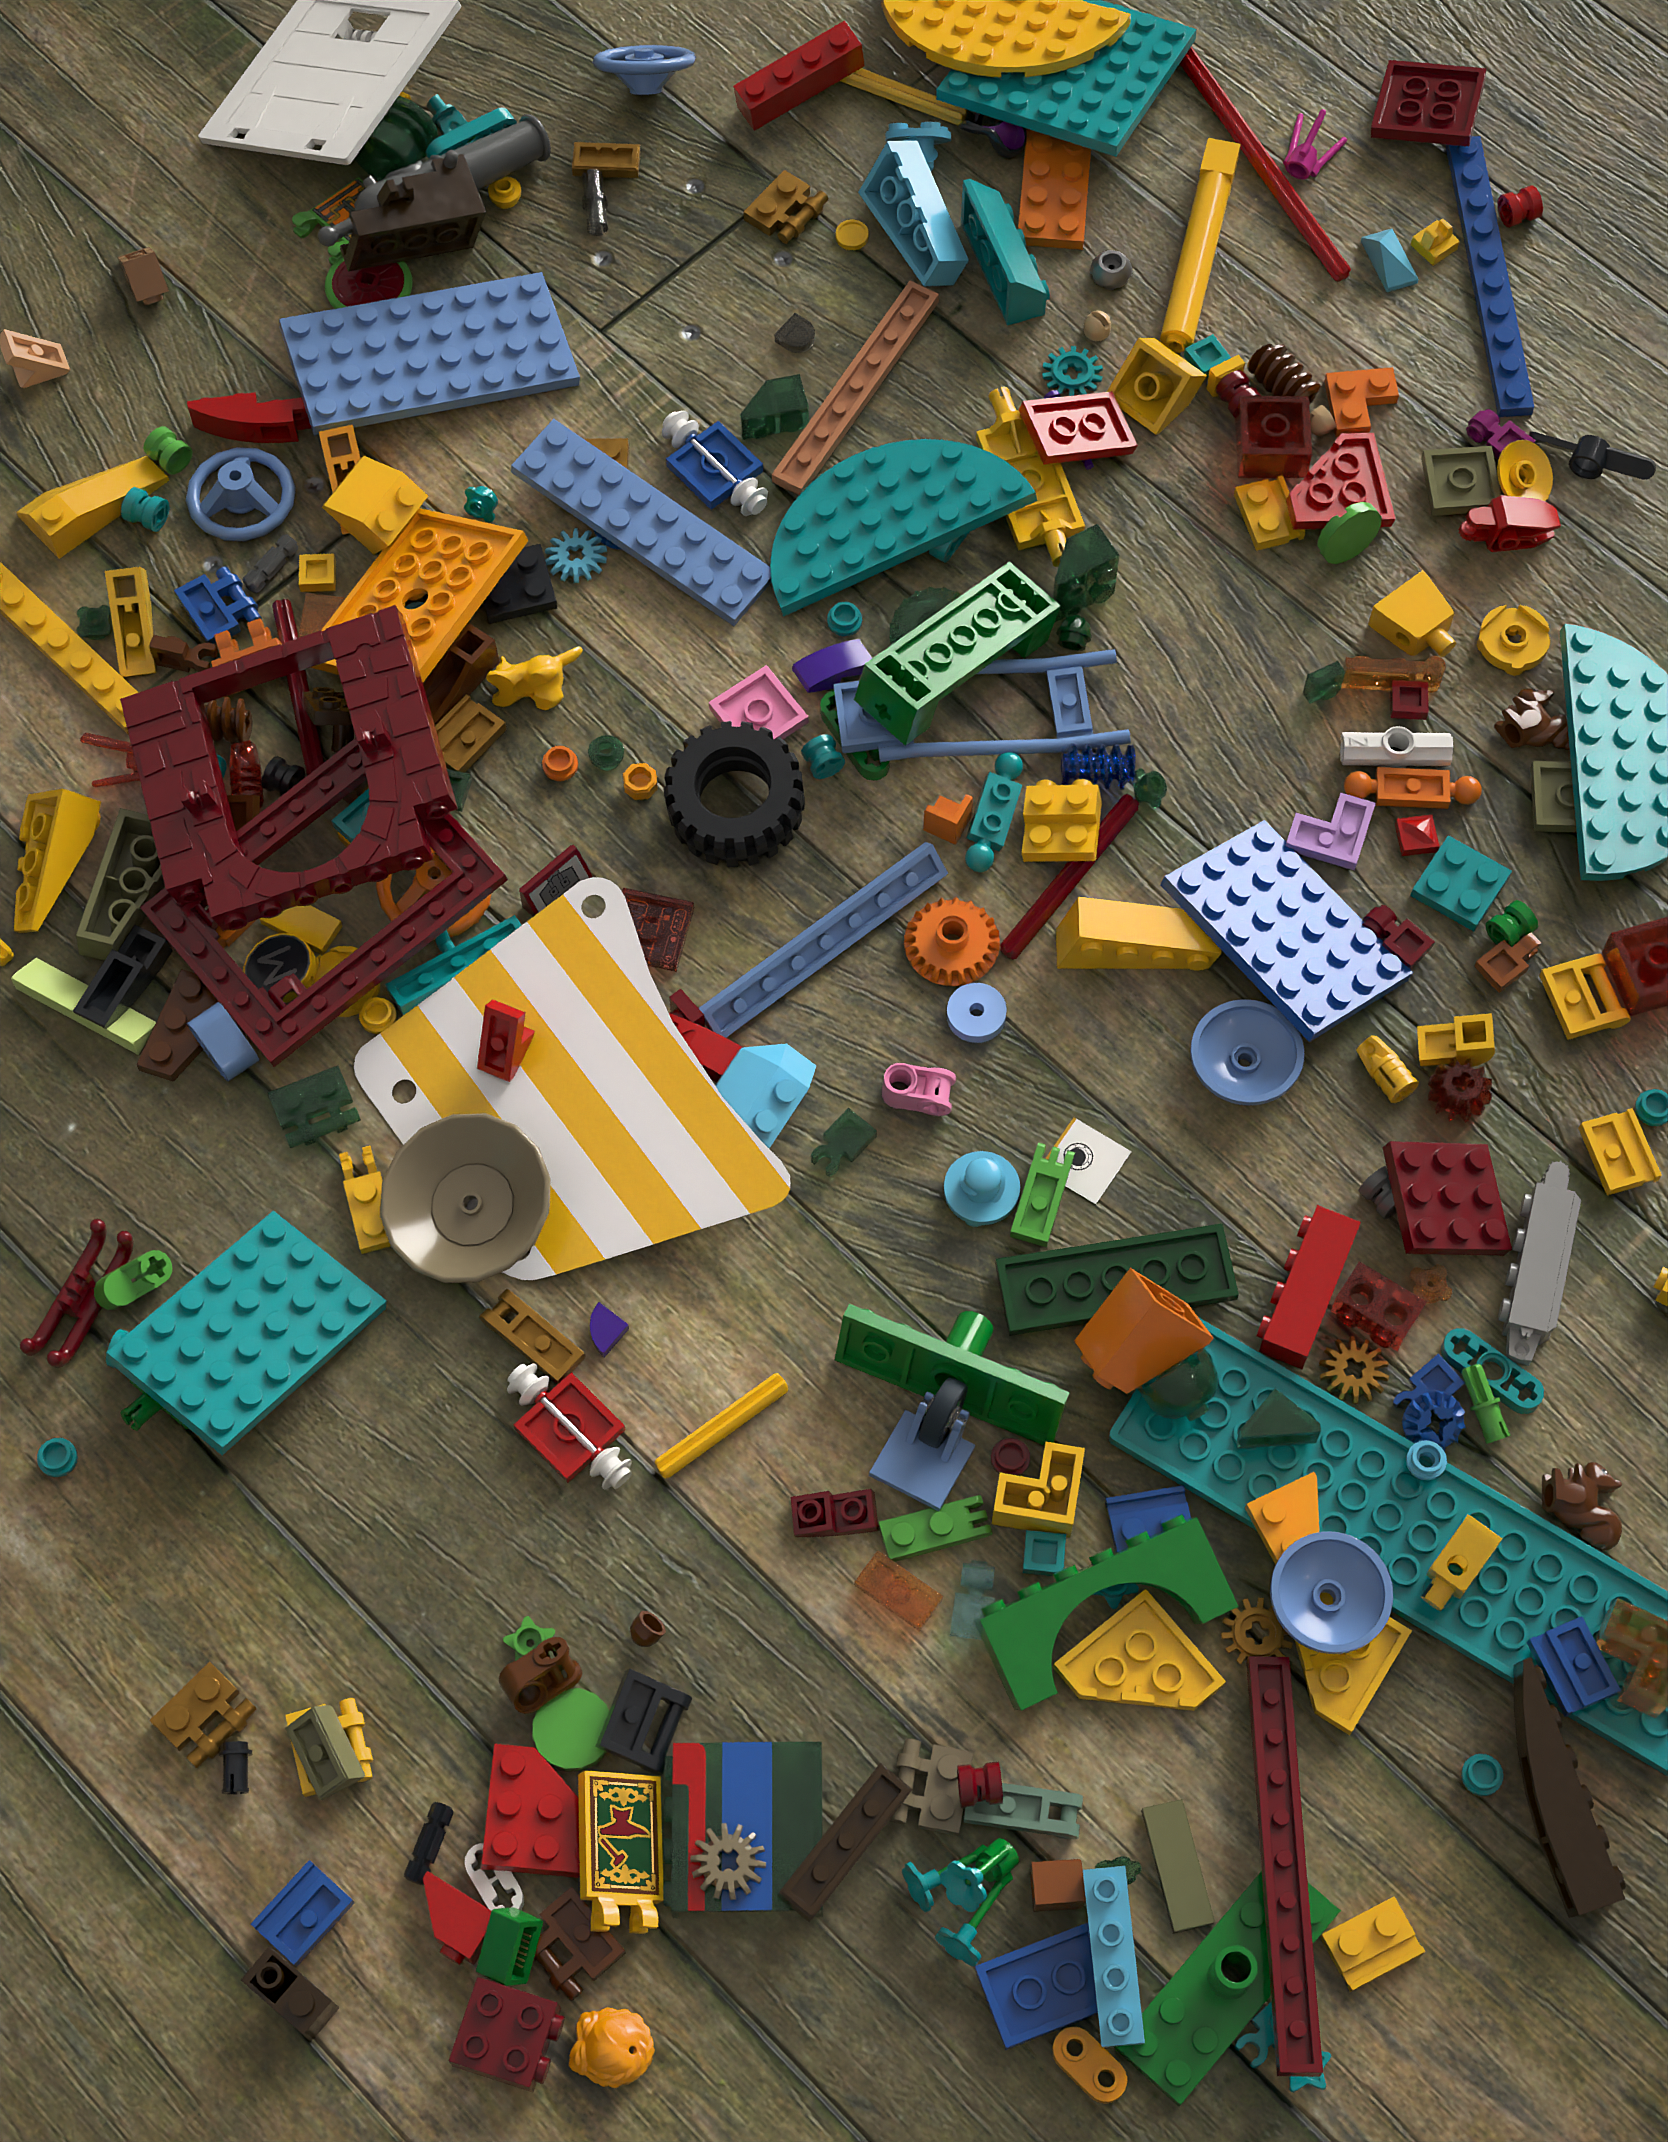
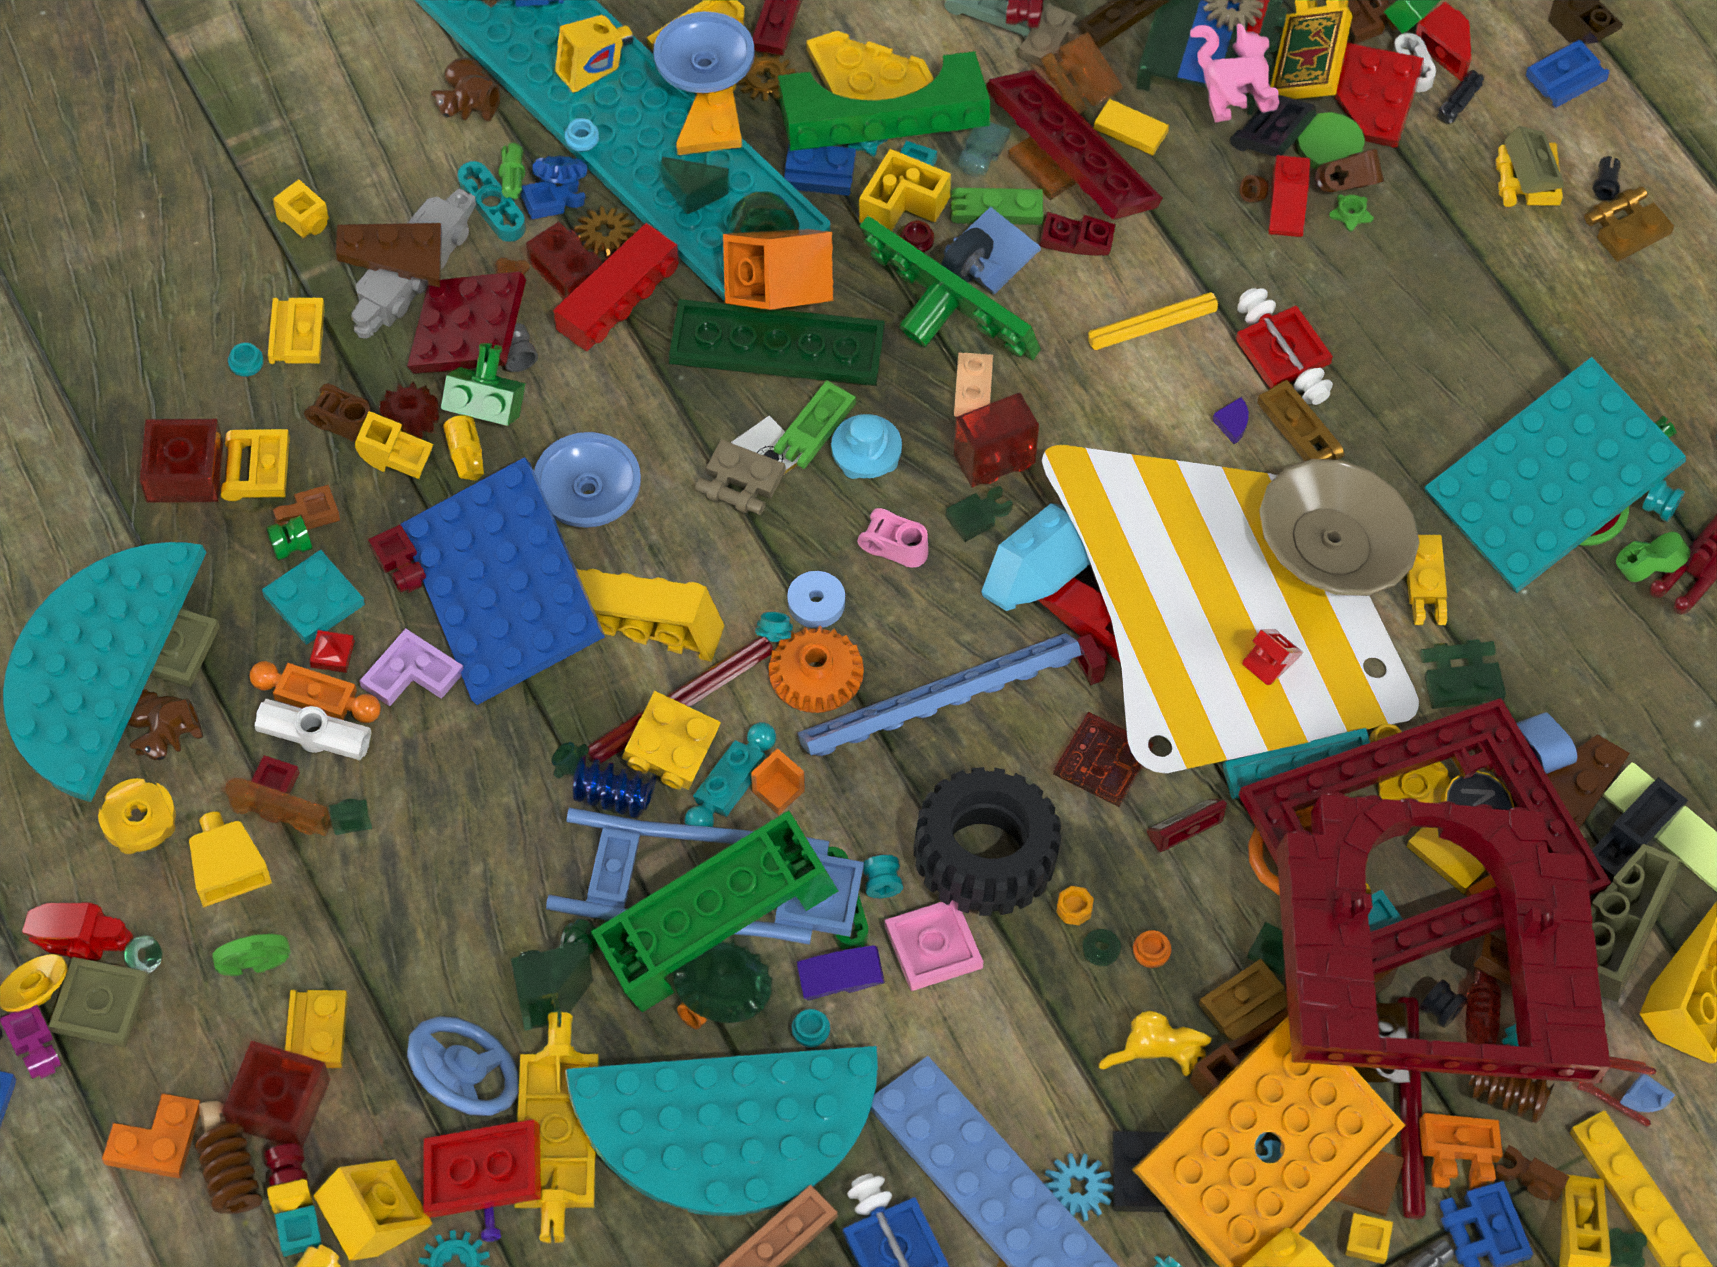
camera: 165 degrees left, 5 degrees down
(87, 755) = (1647, 1095): none -> medium blue tile
(605, 1629) = (1289, 195): none -> red slope
(698, 1745) = (1232, 77): none -> bright pink animal
(811, 1683) = (1131, 127): none -> yellow tile
(846, 1205) = (996, 440): none -> clear red brick
(871, 1621) = (1073, 144): none -> dark red plate
(880, 1739) = (1088, 68): none -> clear orange plate
(890, 1277) = (973, 382): none -> light nougat plate
(998, 958) = (774, 626): none -> teal plate
(1095, 1127) = (744, 469): none -> dark tan plate
(1128, 490) = (453, 1071): none -> medium blue piece
(1341, 477) = (223, 1018): plate -> none
(1391, 1116) = (482, 392): none -> brick
(1444, 525) = (153, 953): none -> clear green plate
(1532, 1071) = (337, 412): none -> reddish brown piece
(1559, 1246) = (397, 247): none -> reddish brown wing

